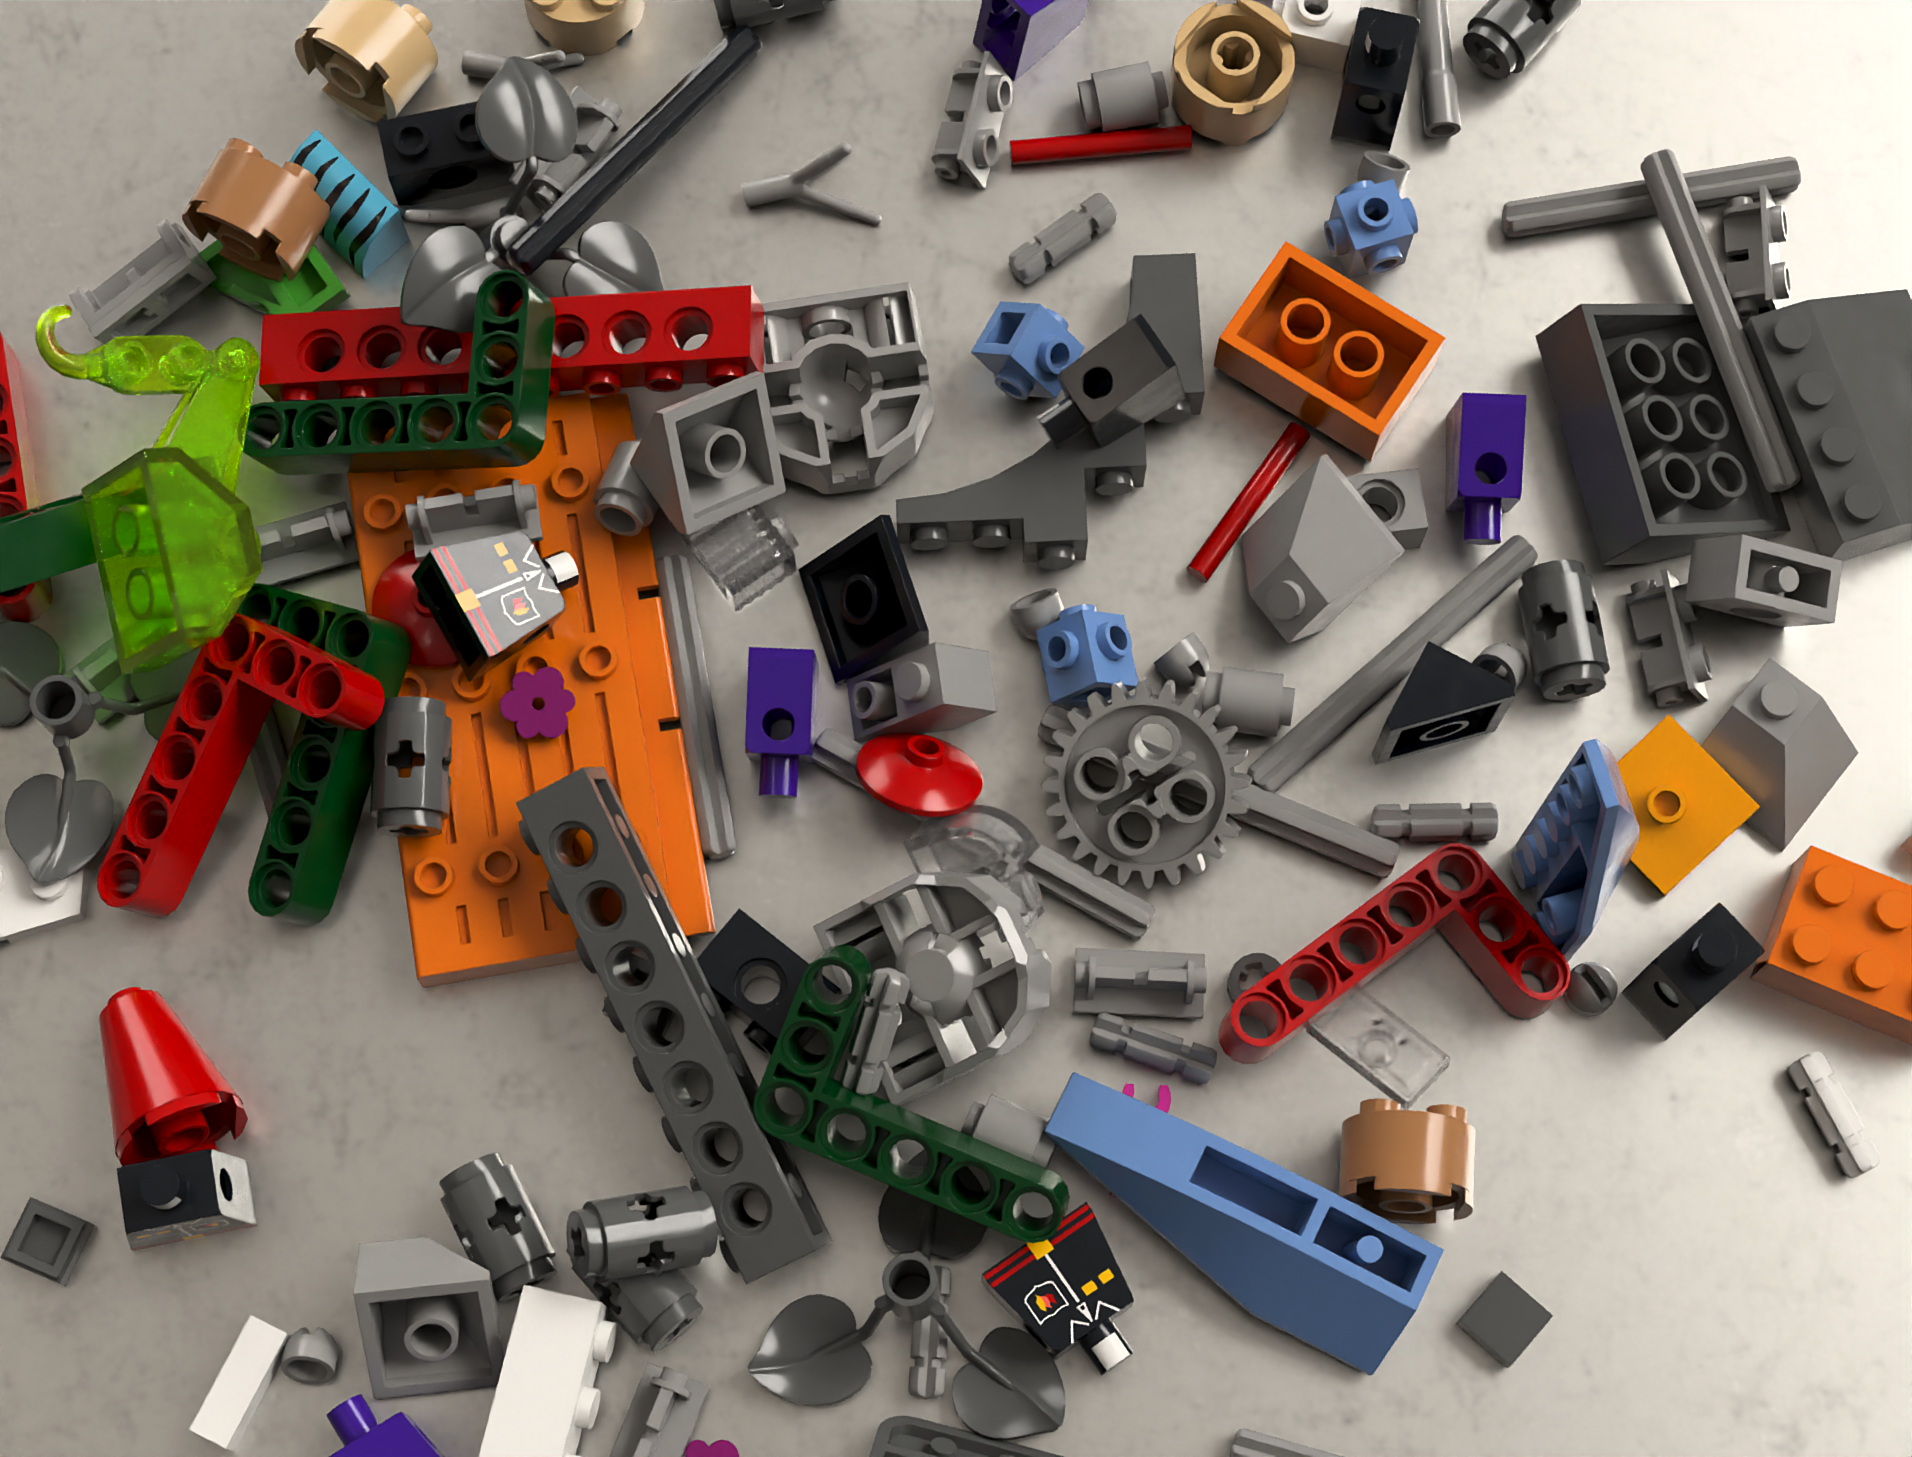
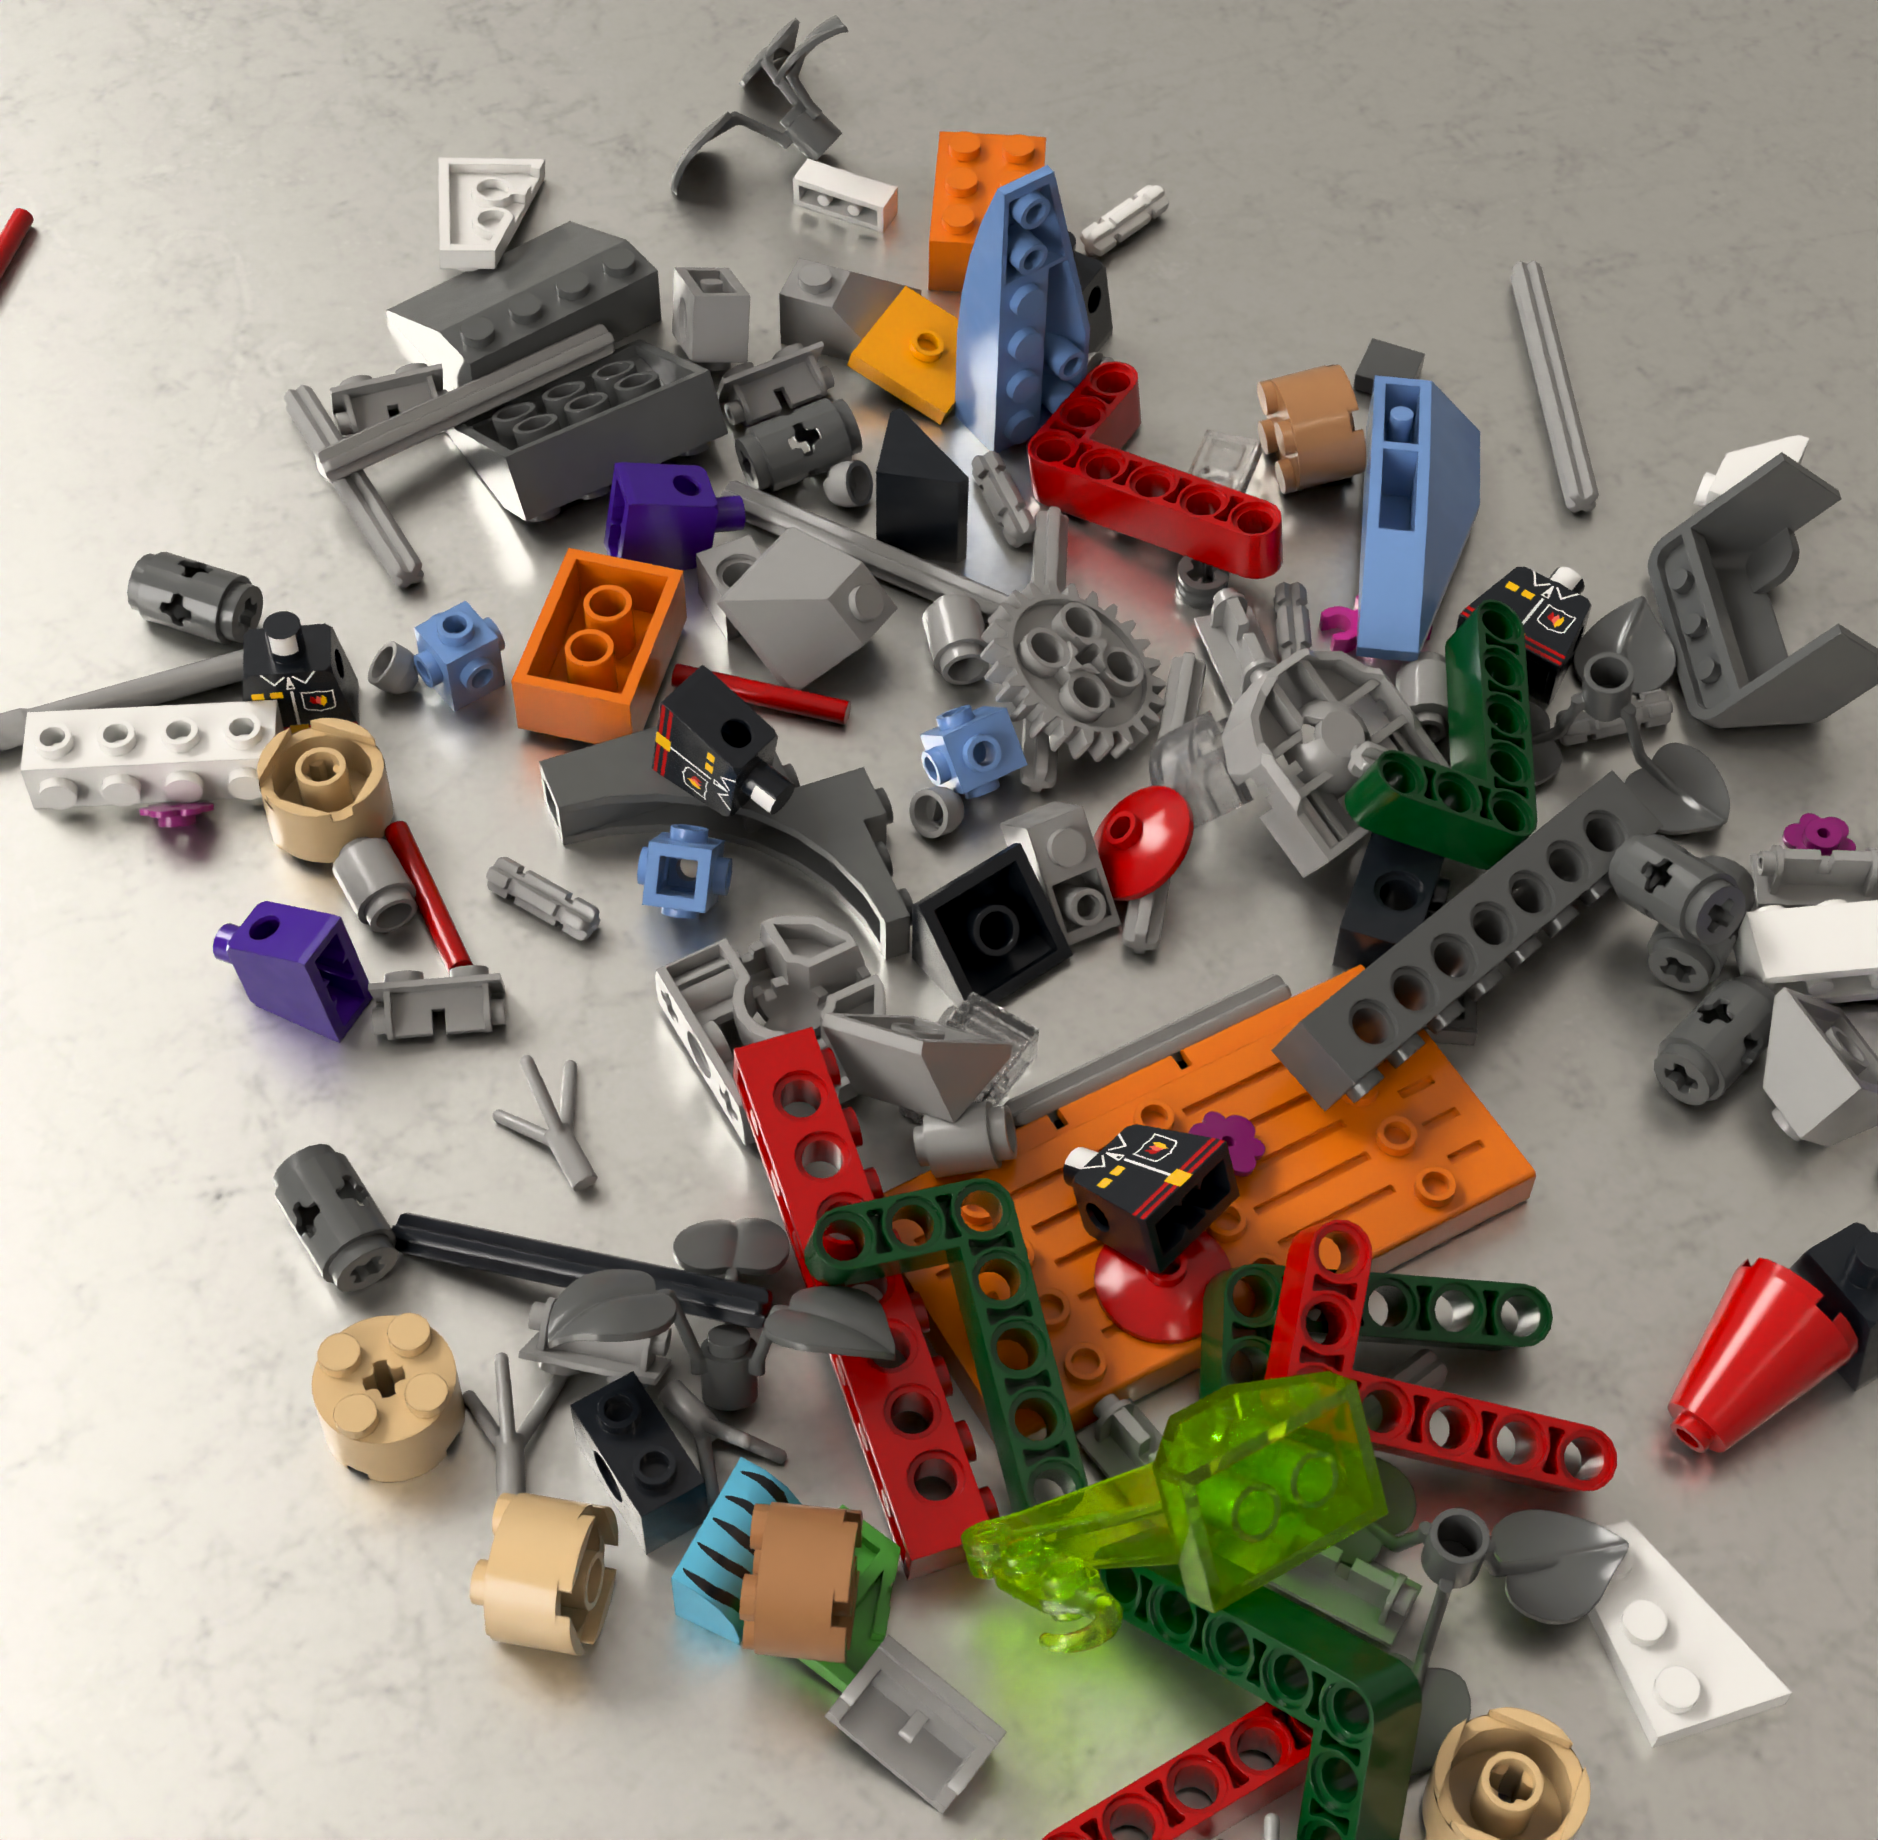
camera: 110 degrees left, 20 degrees down
(420, 802) = (1378, 1200): dark grey piece -> none
(461, 519) = (1067, 1256): light grey hinge -> none
(781, 687) = (1131, 959): dark purple torso -> none
(1176, 662) = (925, 692): light grey hinge -> none

